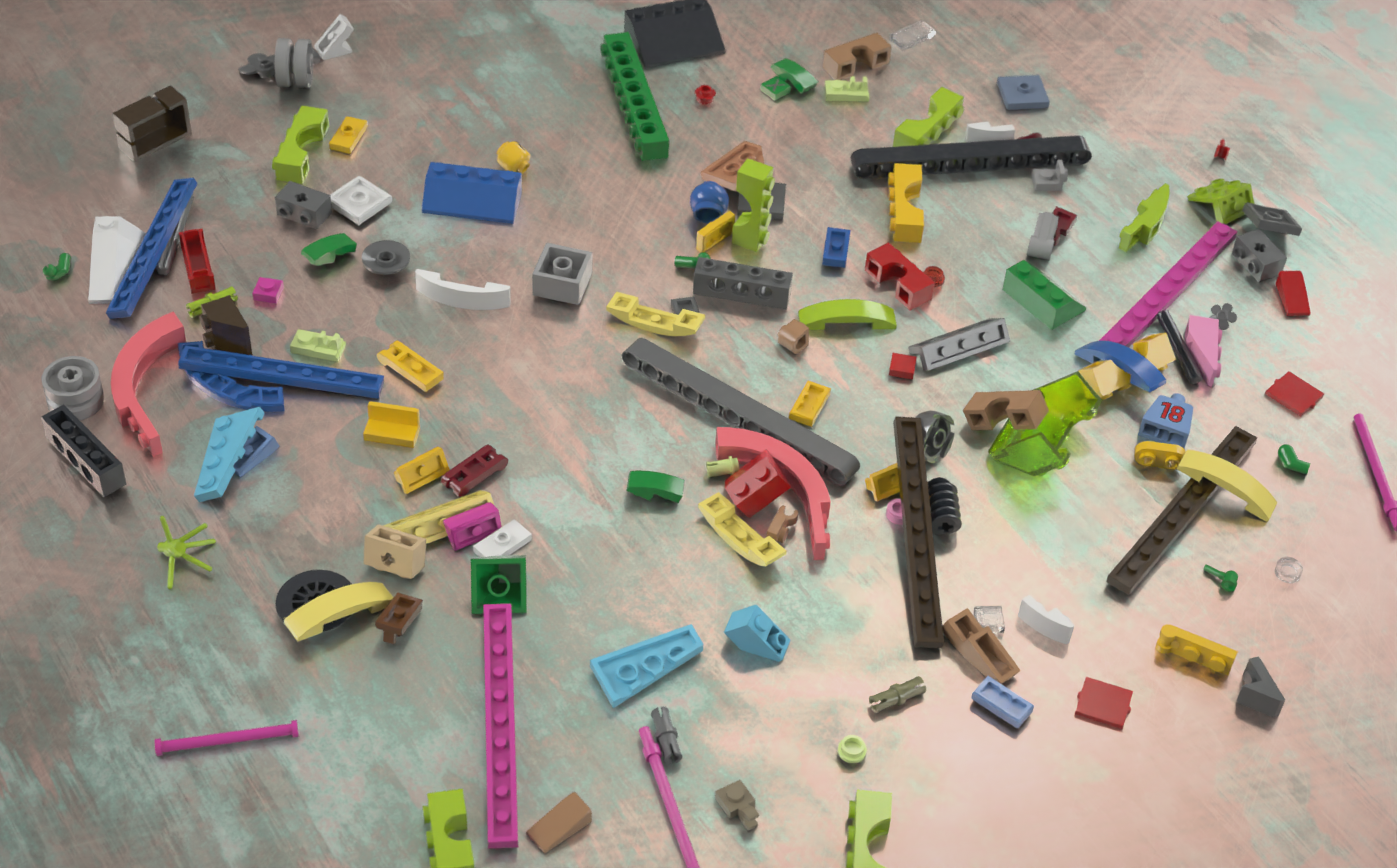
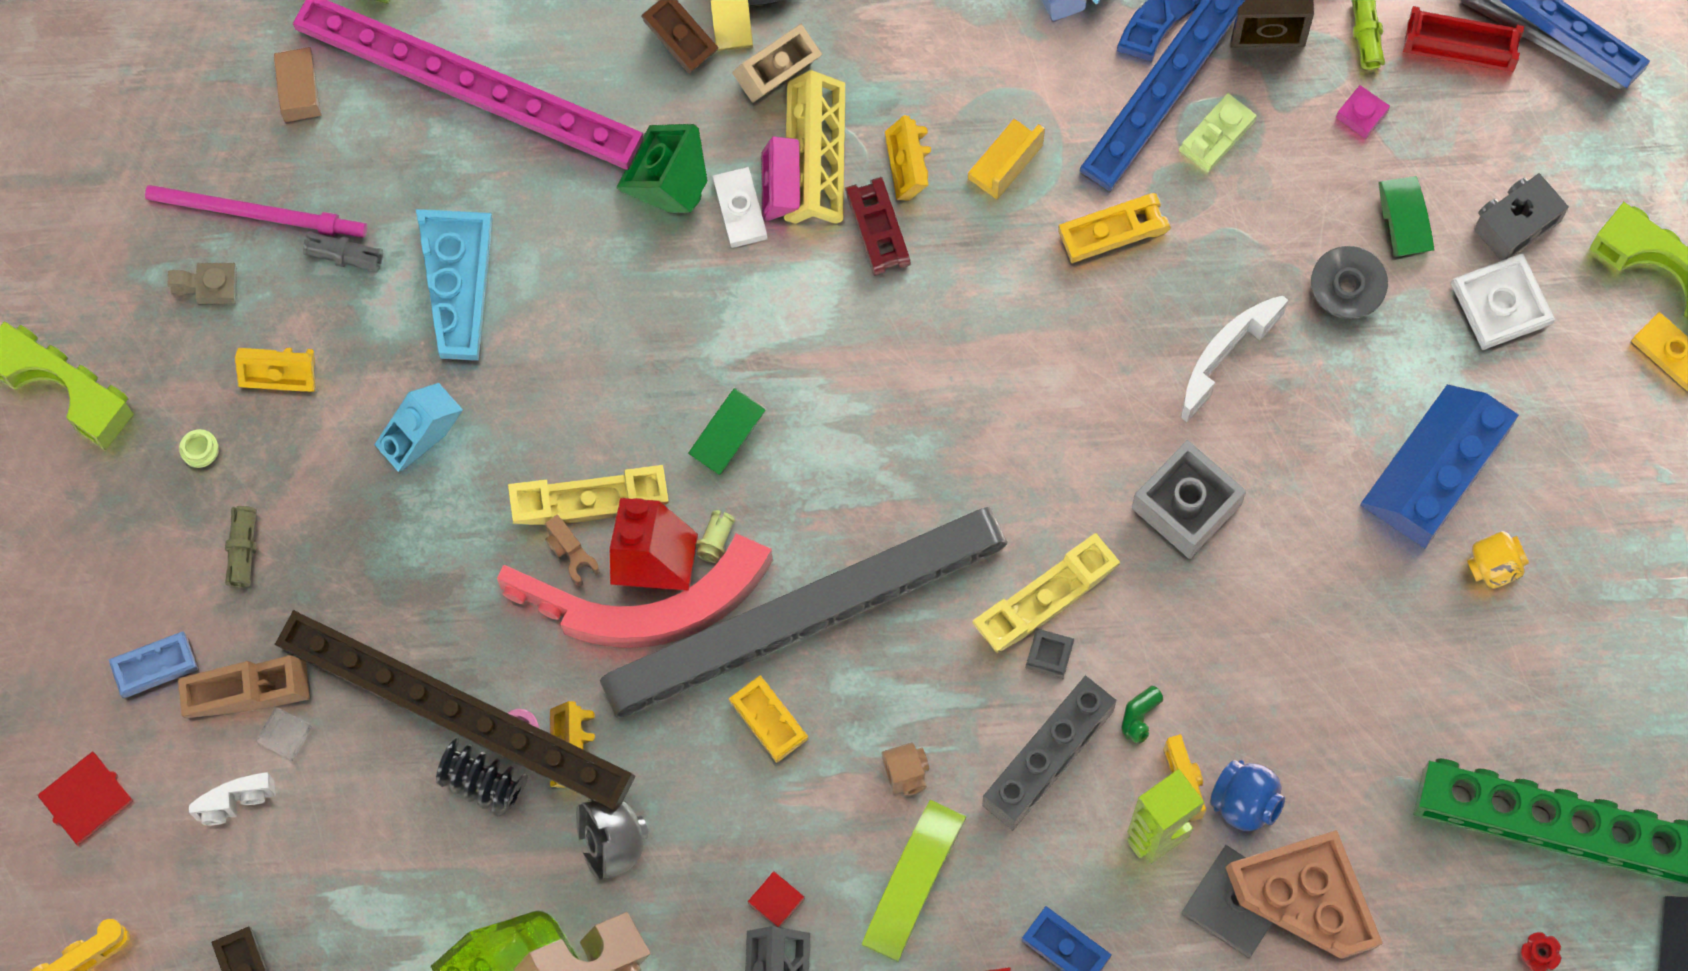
camera: 125 degrees right, 25 degrees up
(769, 724) = (275, 369): none -> yellow plate

